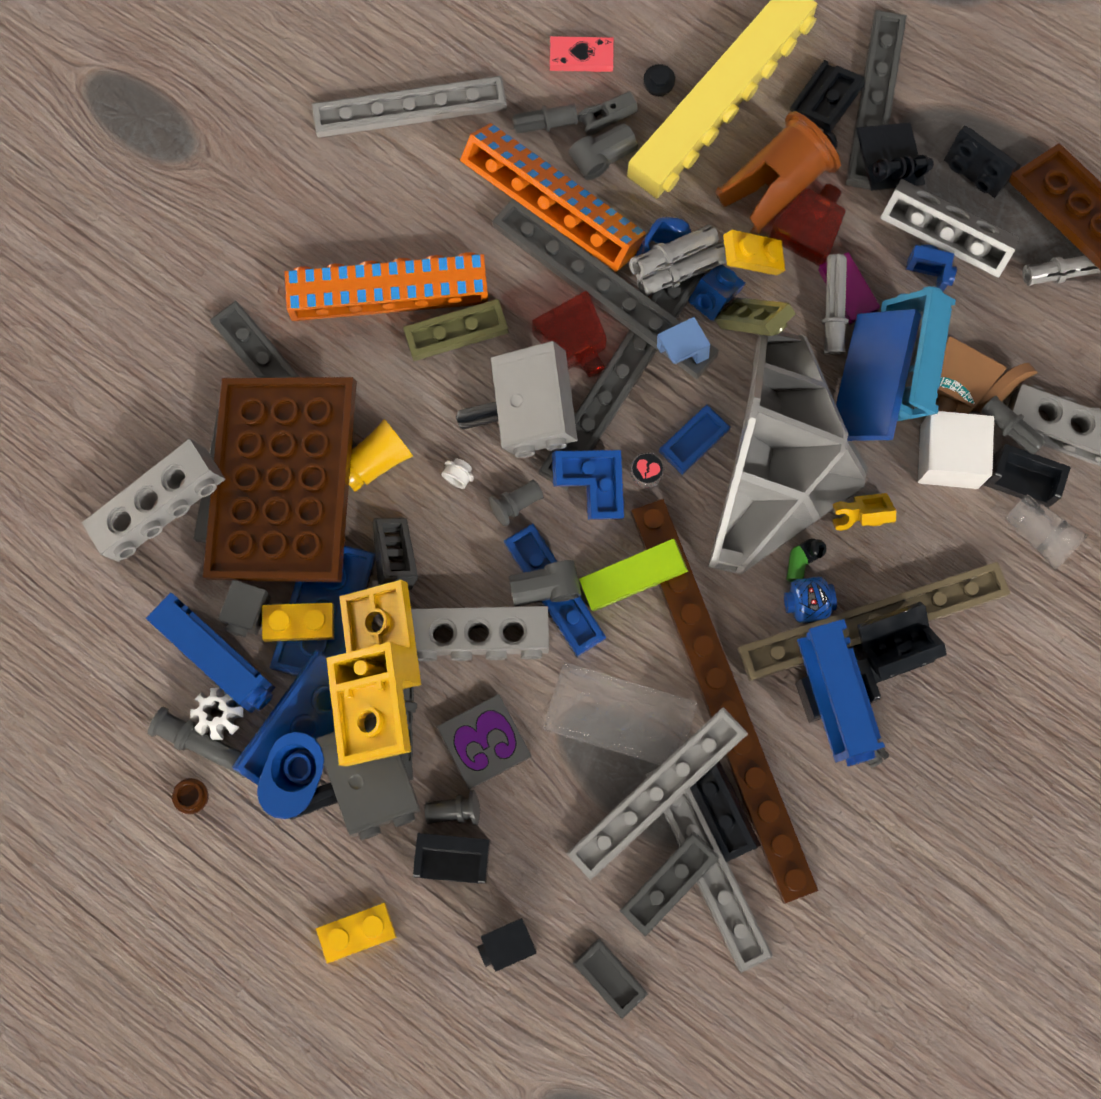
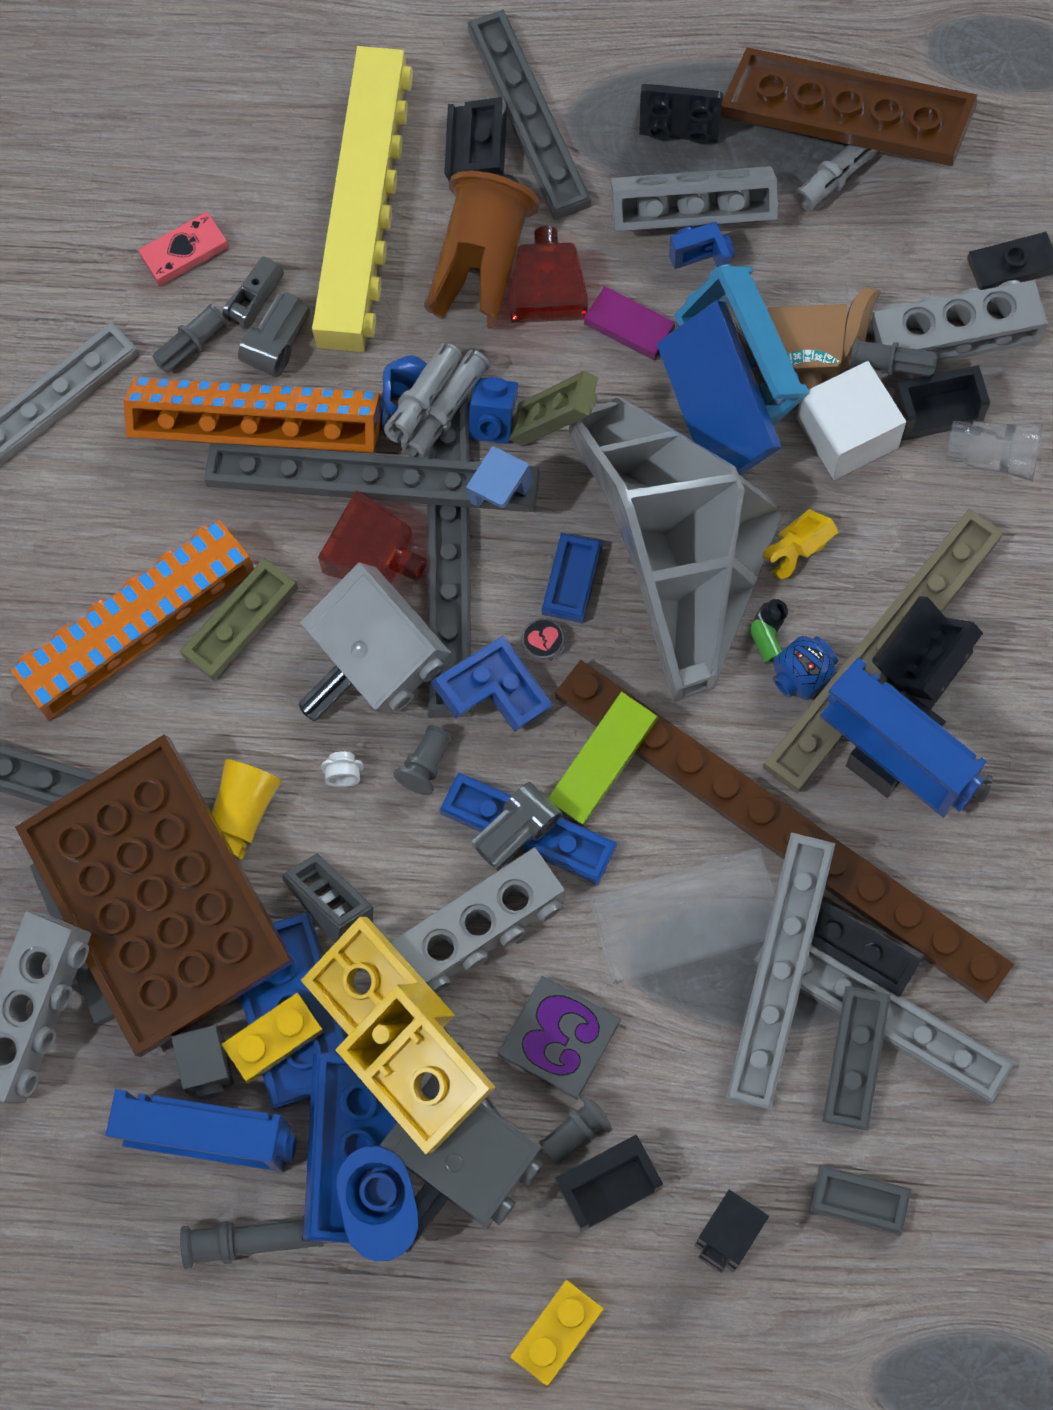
camera: 25 degrees left, 5 degrees down
(190, 796) = (275, 1305): reddish brown plate -> none
(215, 724) = (258, 1201): white piece -> none
(659, 80) = (286, 226): black plate -> none
(754, 252) = (507, 345): yellow plate -> none
(835, 305) = (637, 364): light grey axle -> none
(892, 156) = (585, 160): black hinge -> none

